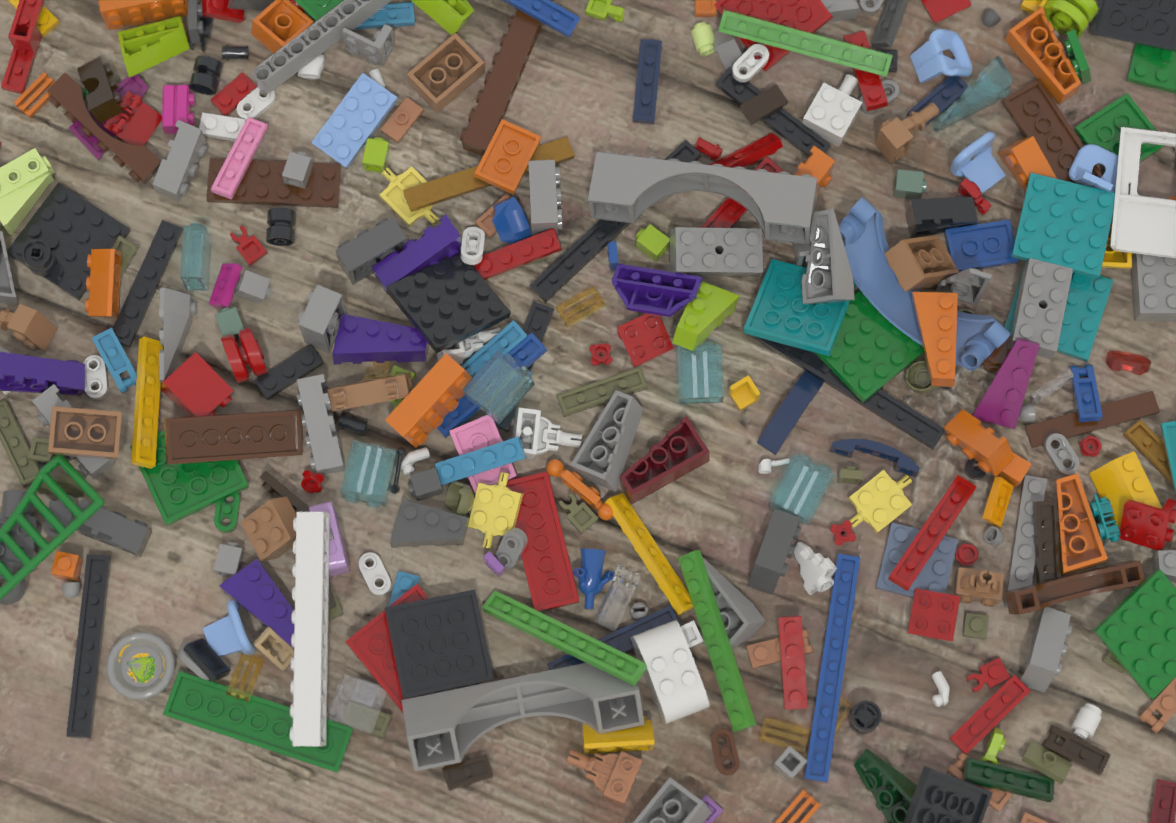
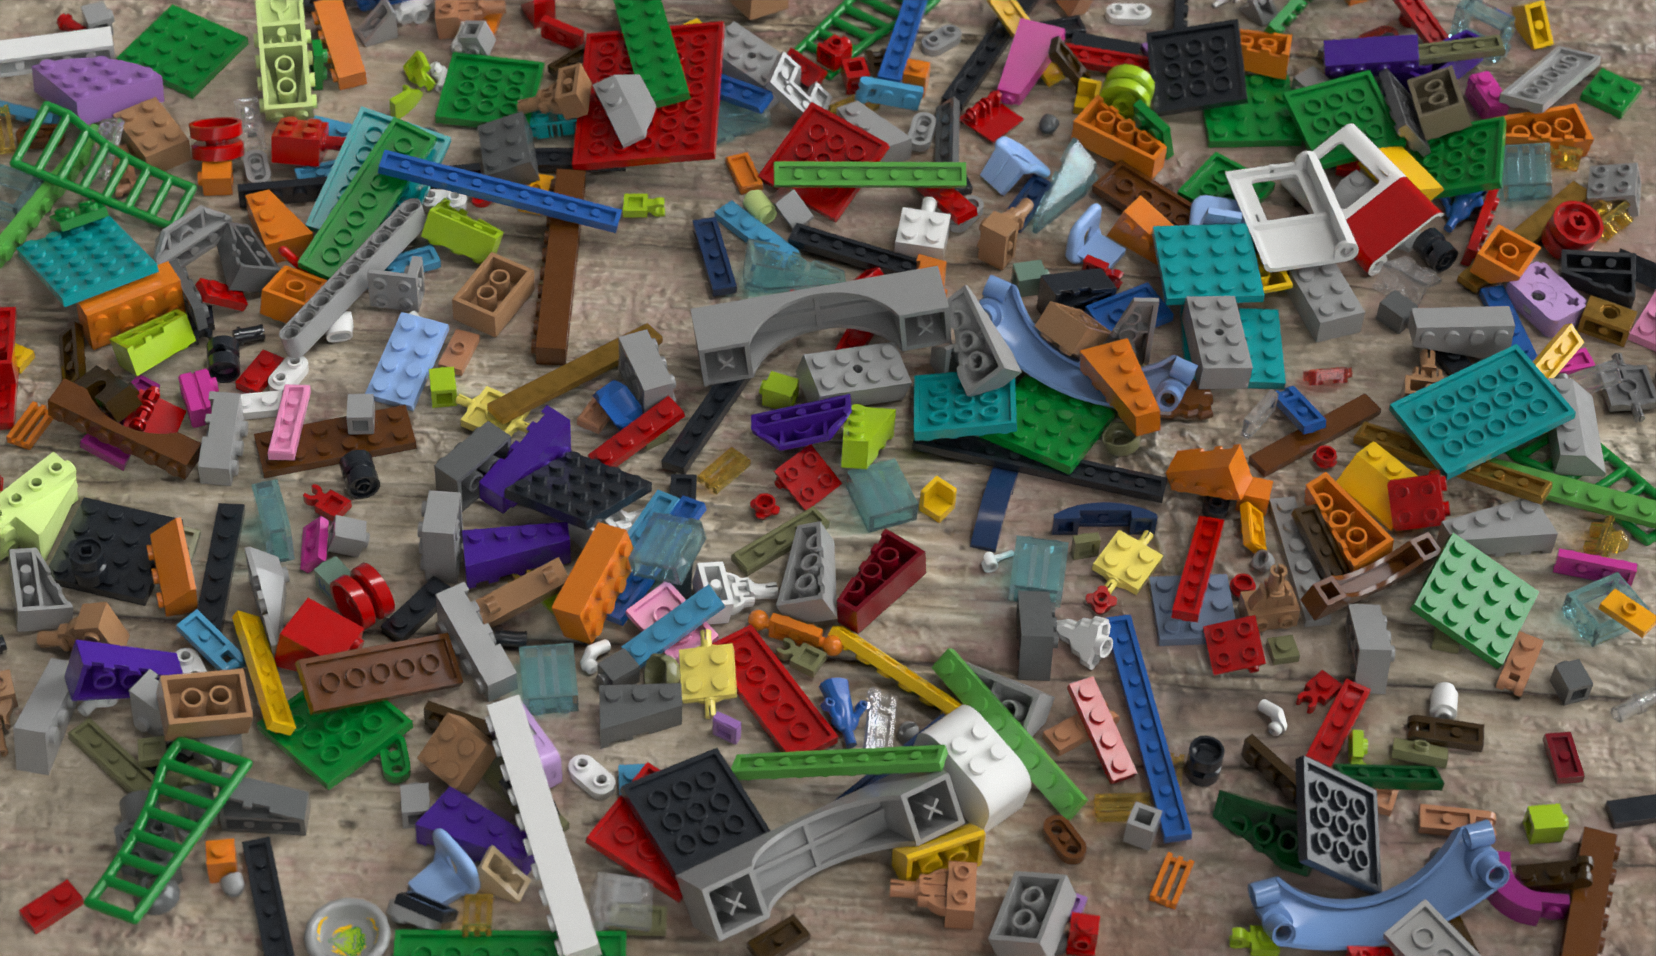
camera: 20 degrees left, 25 degrees down
(86, 36) = (72, 352): none -> dark brown plate
(308, 485) = (478, 698): red plate -> none
(395, 488) = (582, 688): black hinge -> none
(472, 245) = (584, 440): white plate -> none
(507, 156) = (591, 348): orange plate -> none
(511, 552) = (742, 704): light grey plate -> none
(612, 255) = (741, 413): blue tile -> none
(692, 66) = (746, 226): none -> dark azure plate
(698, 116) = (776, 271): none -> clear light blue wedge
(749, 63) = (818, 210): white plate -> none
(763, 104) = (847, 243): dark brown tile -> none
(918, 742) = (1270, 765): none -> dark brown plate
(1007, 390) = (1217, 410): magenta wing -> none
(1027, 413) = (1247, 443): light grey hinge -> none
(1060, 453) = (1298, 468): light grey plate -> none
(1099, 508) = (1372, 508): teal hinge -> none

